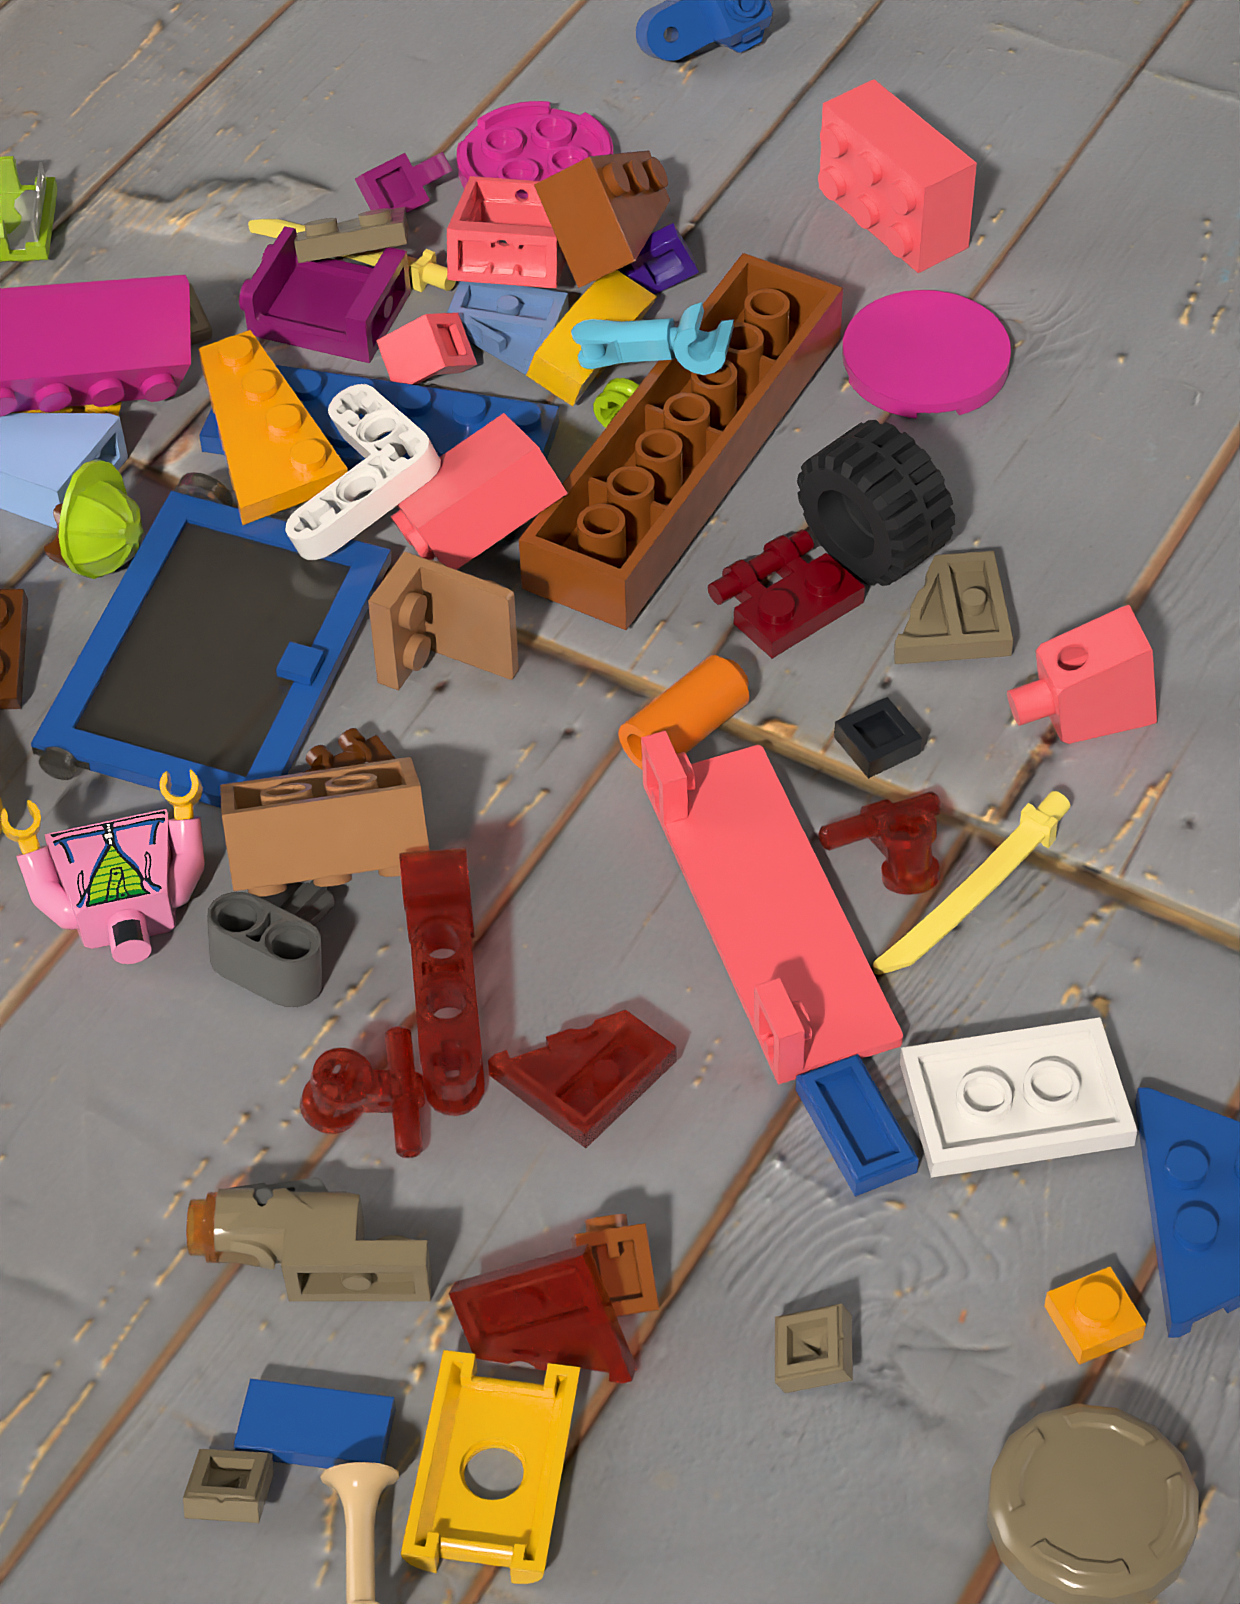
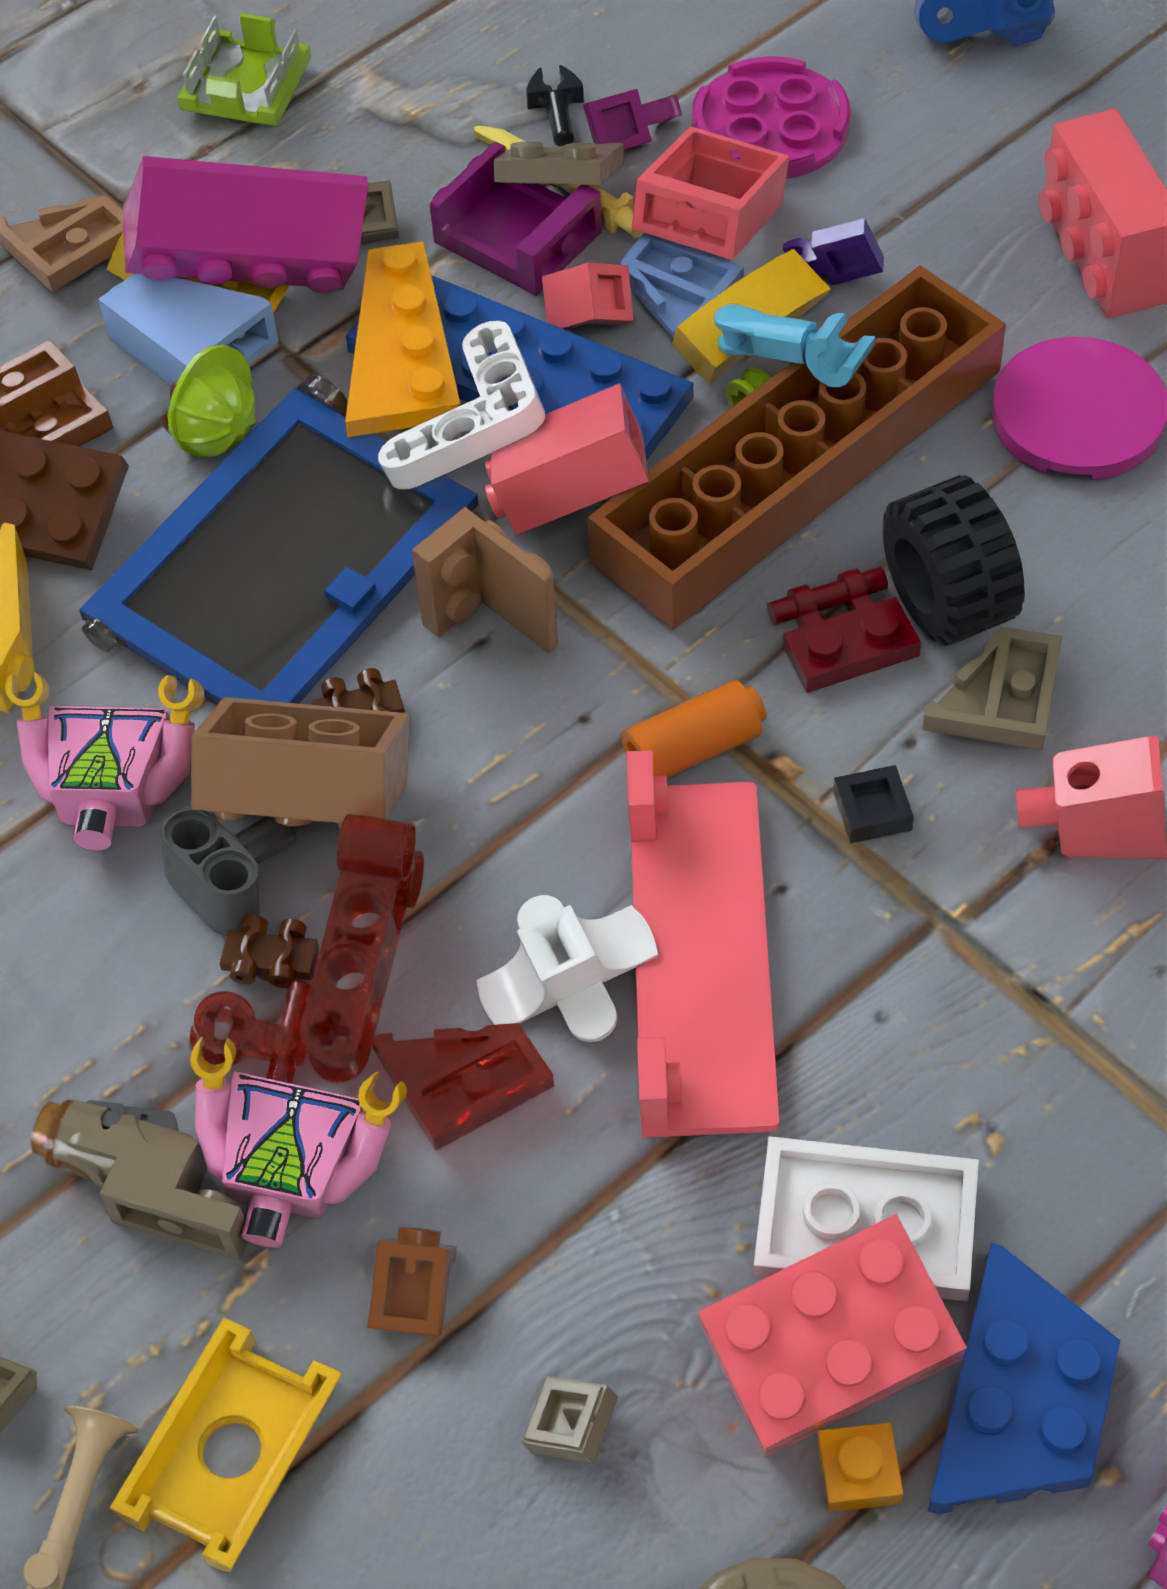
camera: 20 degrees right, 5 degrees up
(314, 1424) = (86, 1355): blue tile -> none
(330, 171) = (556, 101): none -> black bar
(351, 1016) = (269, 956): none -> reddish brown piece
(445, 1172) = (286, 1142): none -> bright pink torso
(545, 1314) = (327, 1312): clear red wing -> none
(604, 210) = (800, 190): dark orange wedge -> none
(646, 948) = (565, 965): none -> white piece
(856, 1124) = (702, 1200): blue tile -> none
(901, 833) = (853, 913): clear red piece -> none
(1033, 1200) = (831, 1335): none -> coral brick
(1035, 827) = (995, 939): light yellow sword -> none

